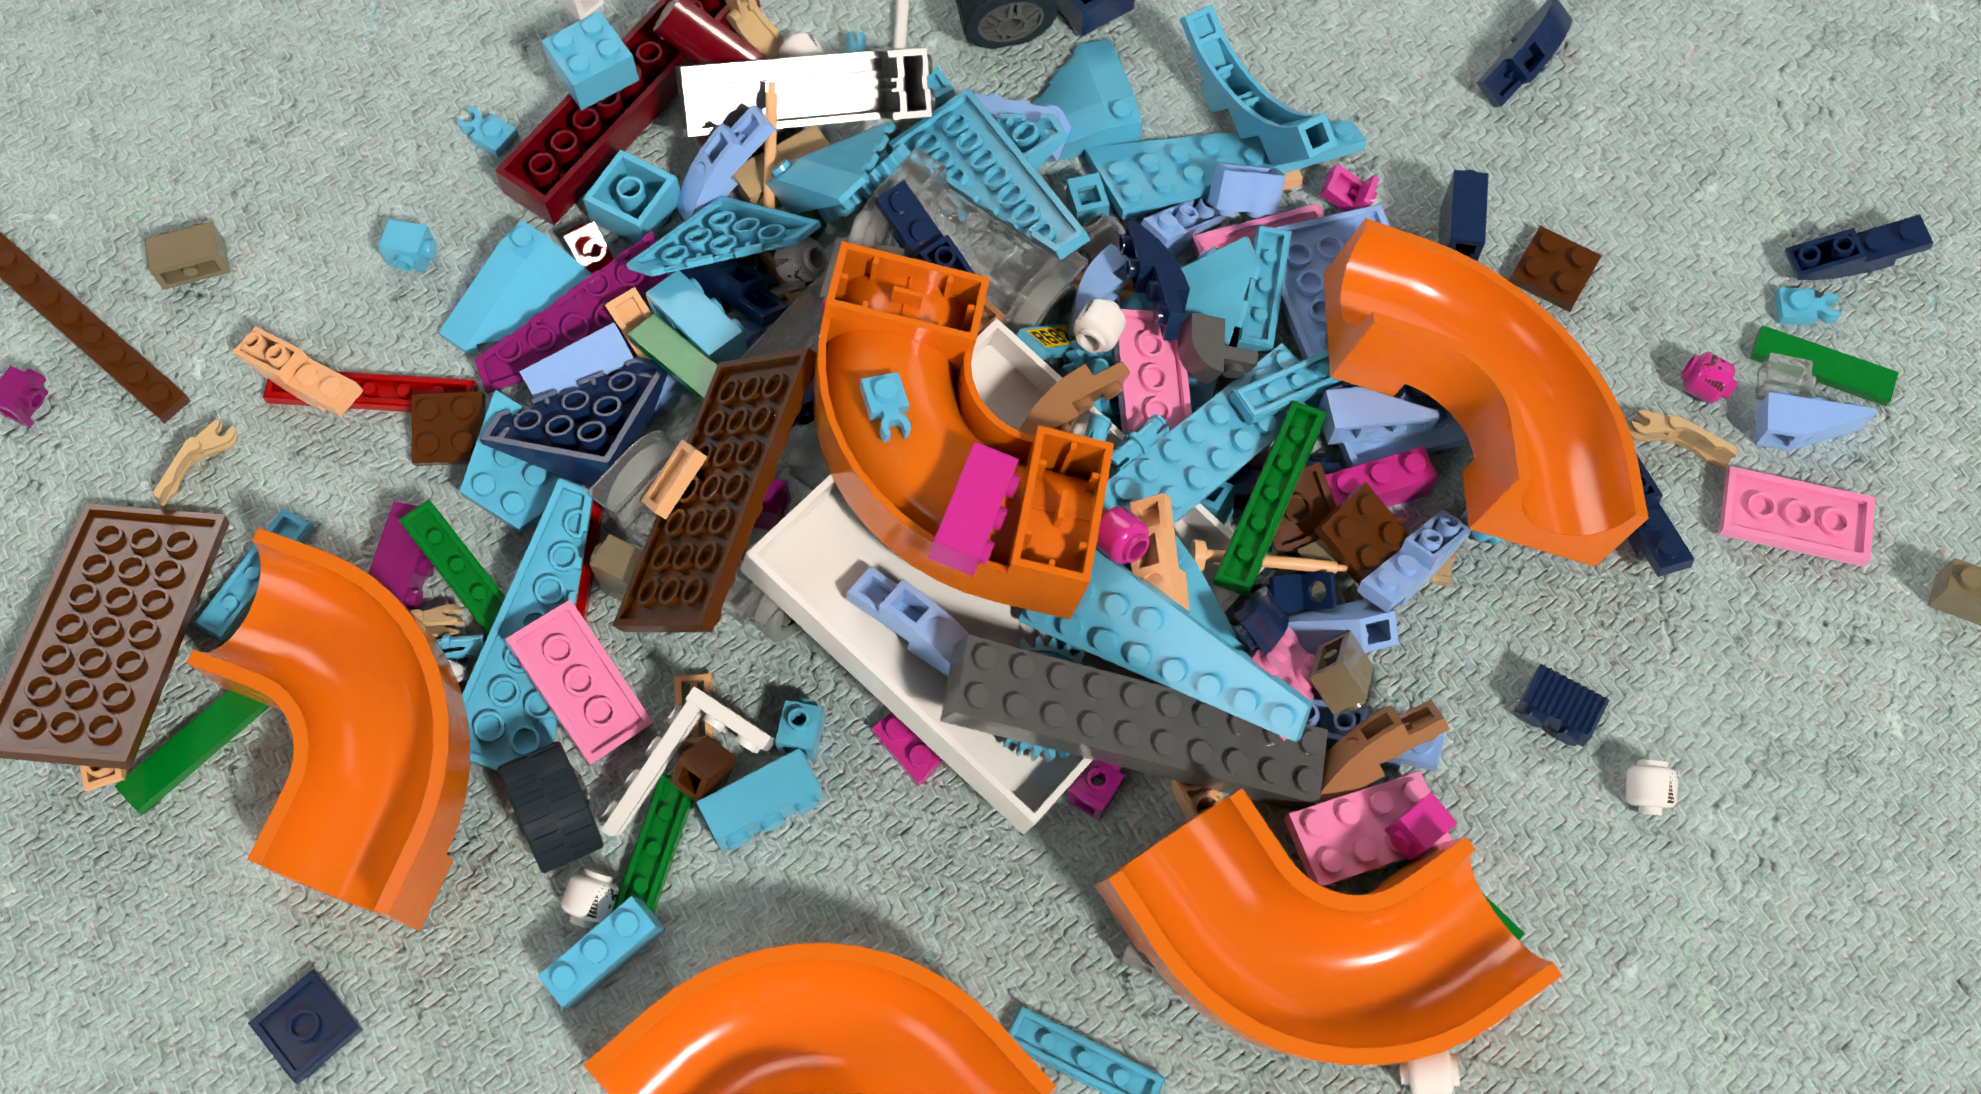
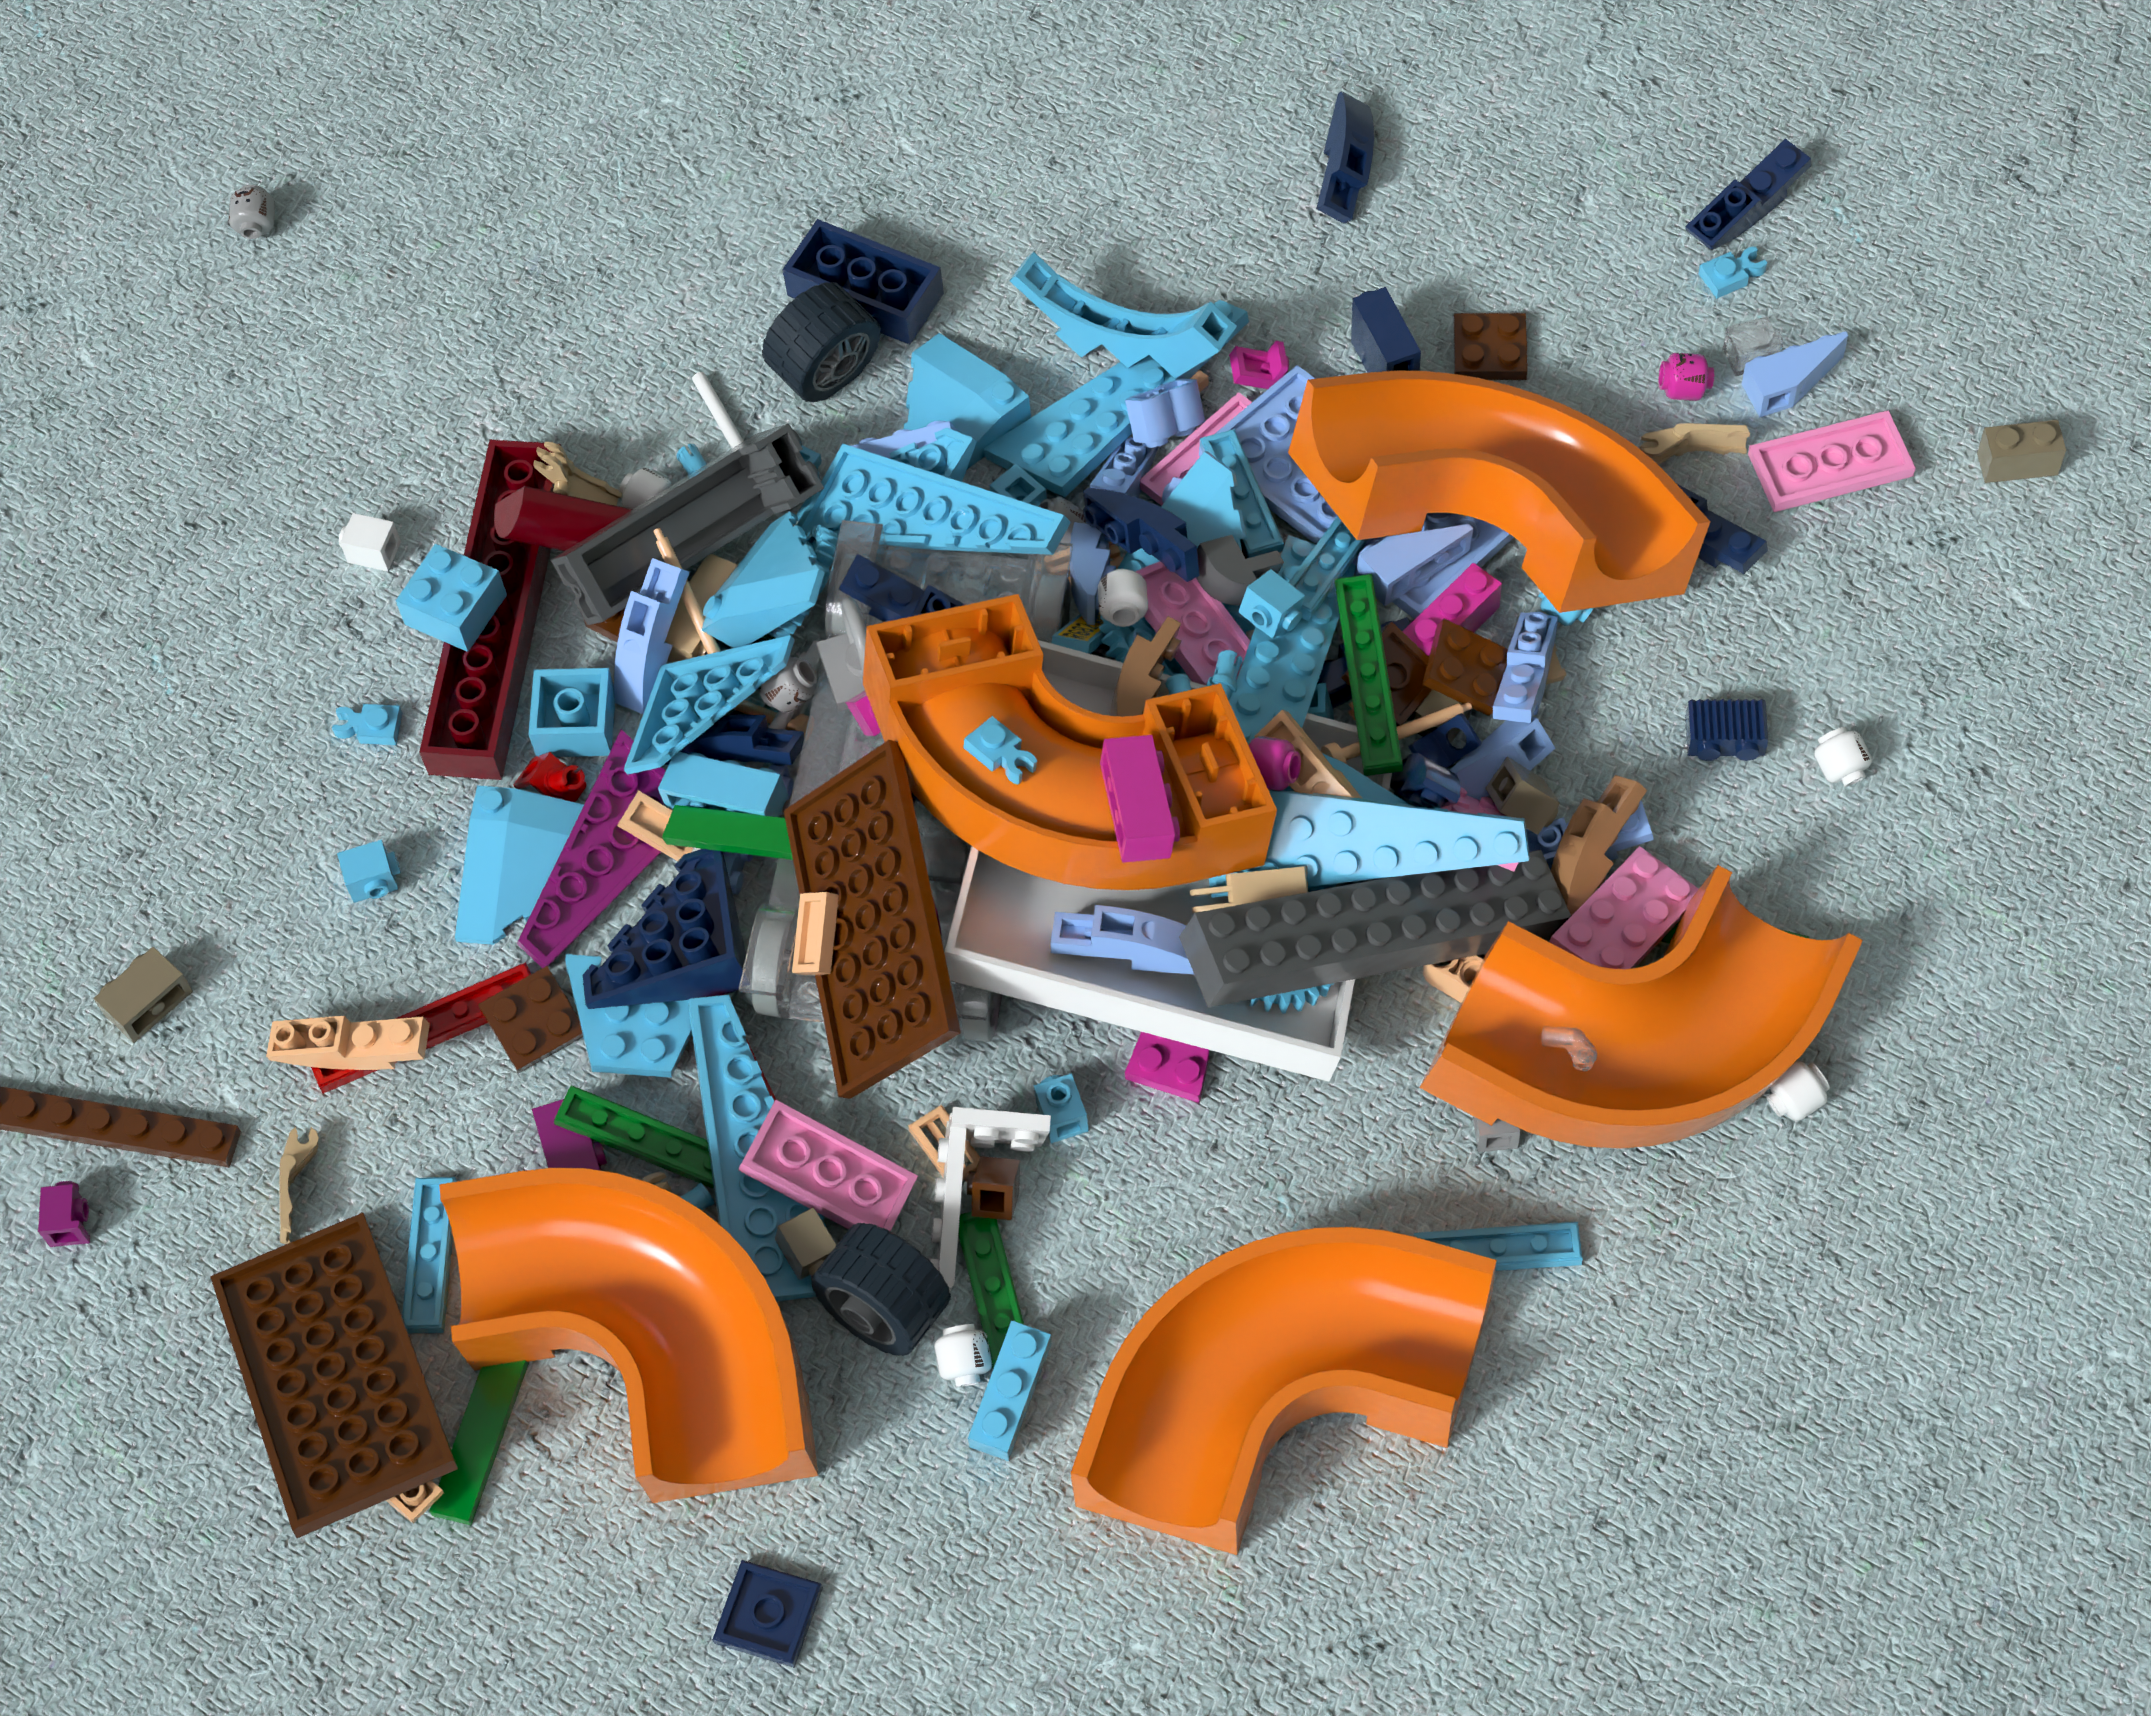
camera: 25 degrees left, 5 degrees down
(520, 731) = (805, 1243): none -> dark tan brick
(561, 371) = (624, 890): light blue brick -> none
(614, 565) = (802, 1054): dark tan brick -> none
(761, 800) = (1065, 1188): medium azure brick -> none
(1051, 637) = (1257, 886): none -> tan arm
(1091, 798) = (1365, 1015): magenta brick -> none
(1222, 395) = (1272, 604): none -> medium azure brick
(1247, 924) = (1574, 1041): none -> clear arm
(1420, 826) = (1670, 887): dark pink brick -> none
(1829, 366) = (1785, 313): green tile -> none

